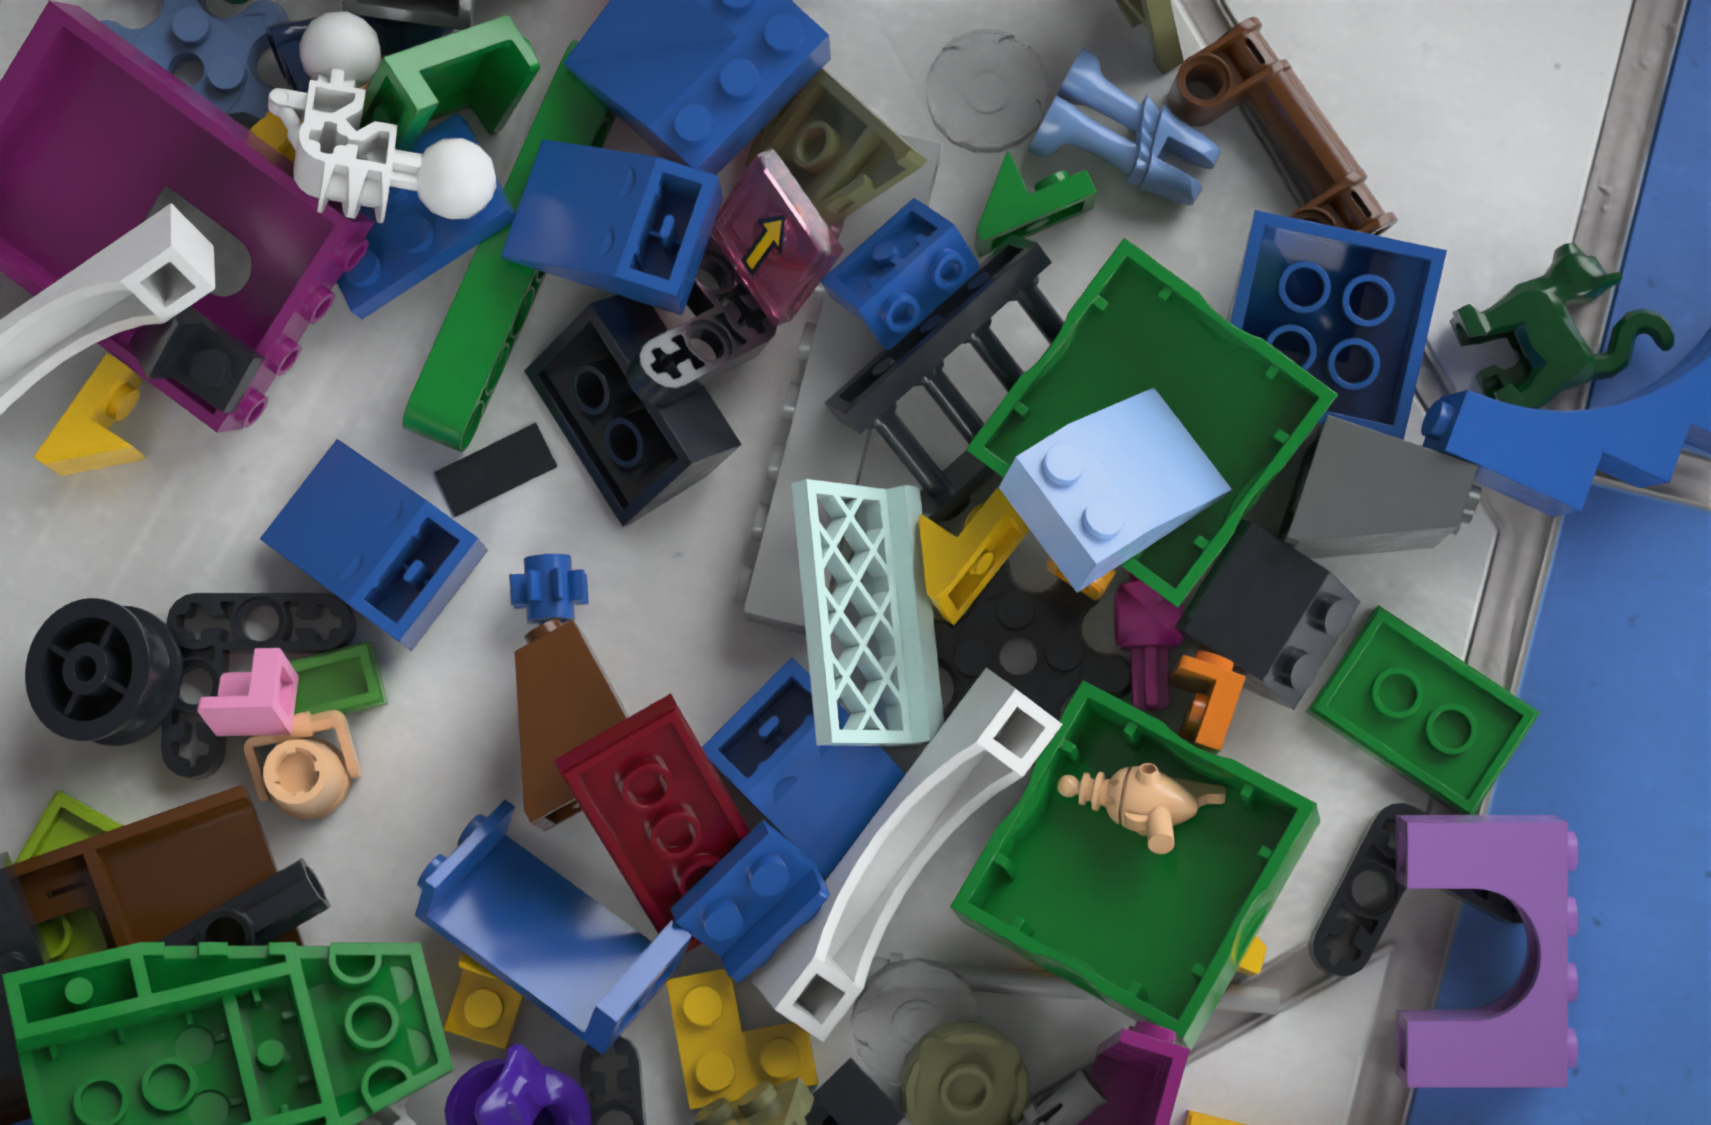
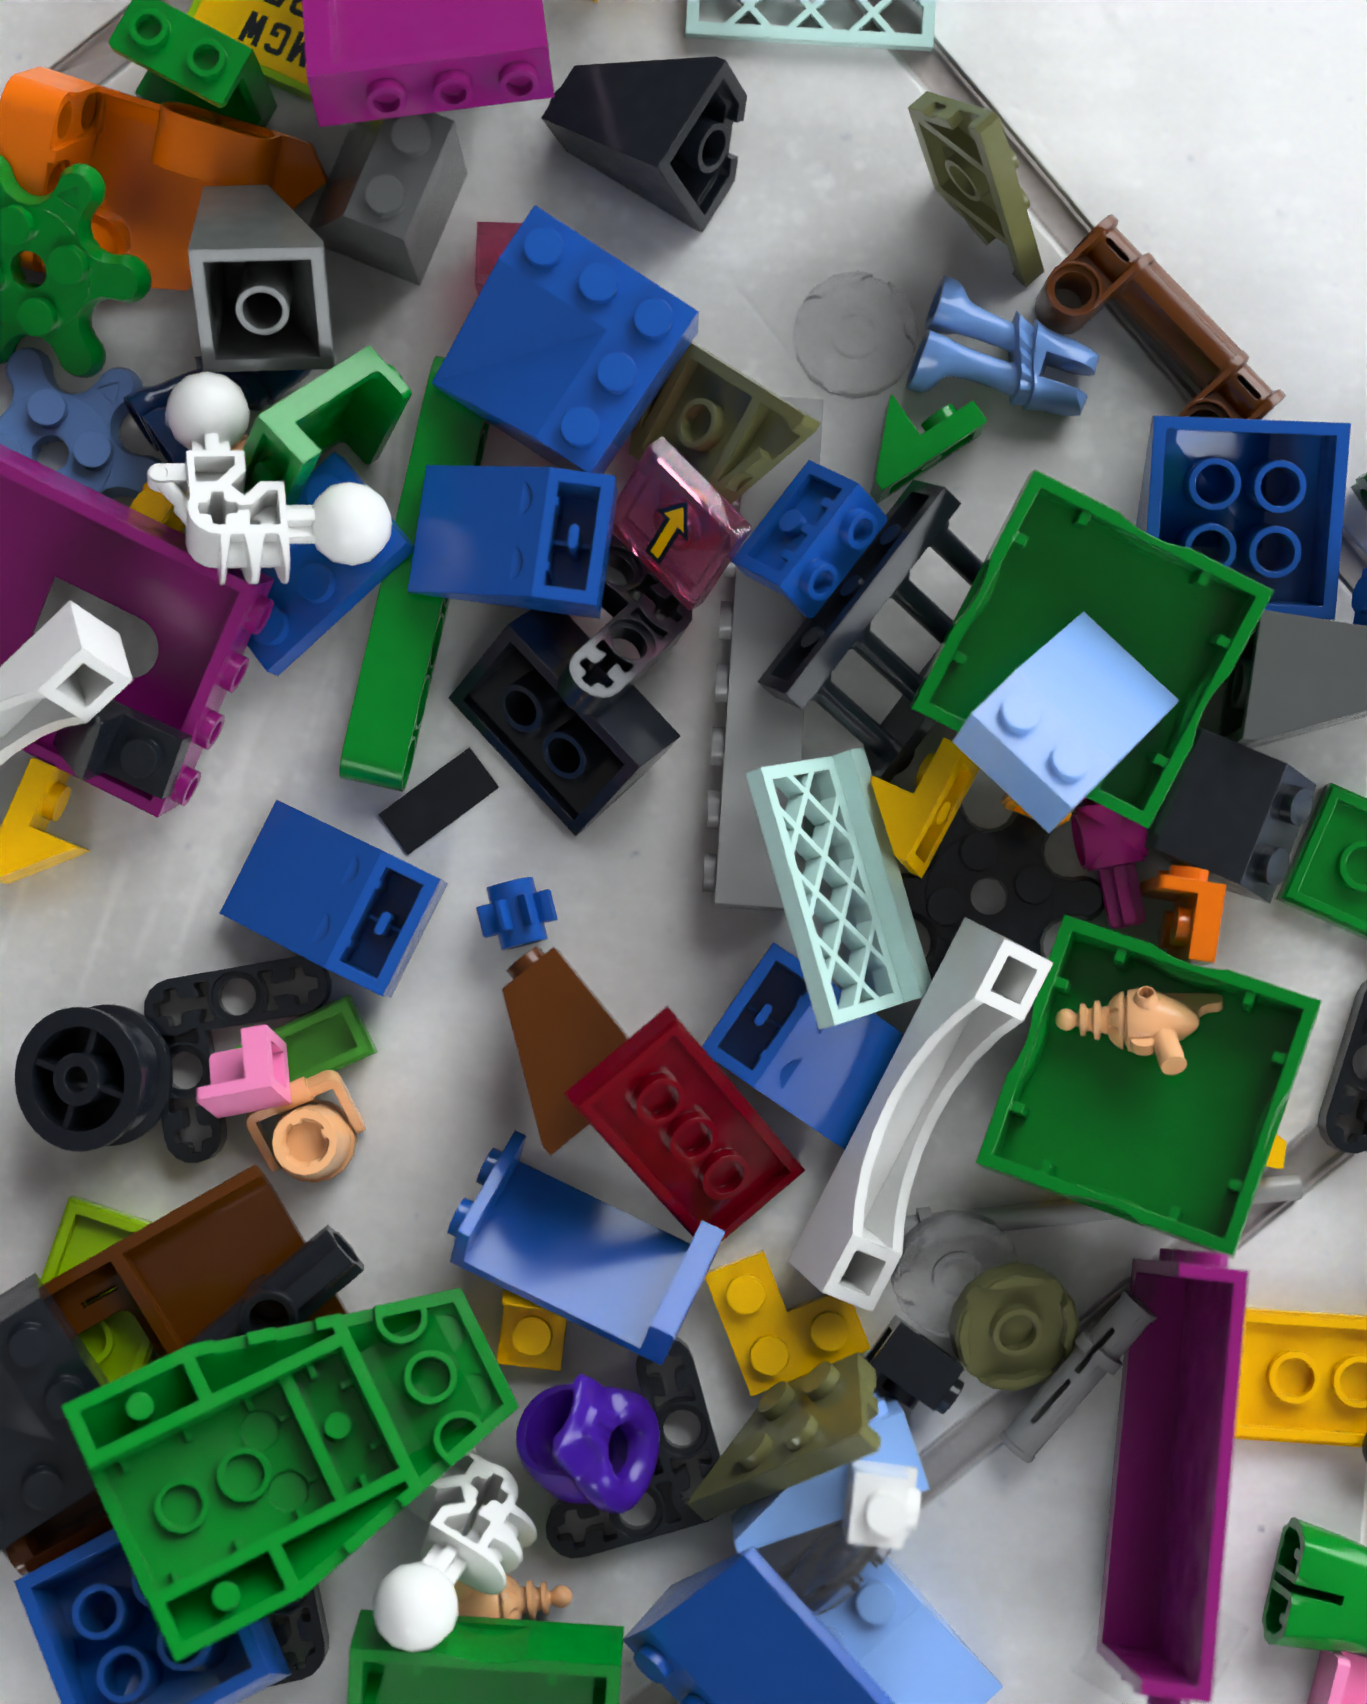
camera: 15 degrees left, 5 degrees up
(752, 900) = (778, 1186): blue bracket -> none

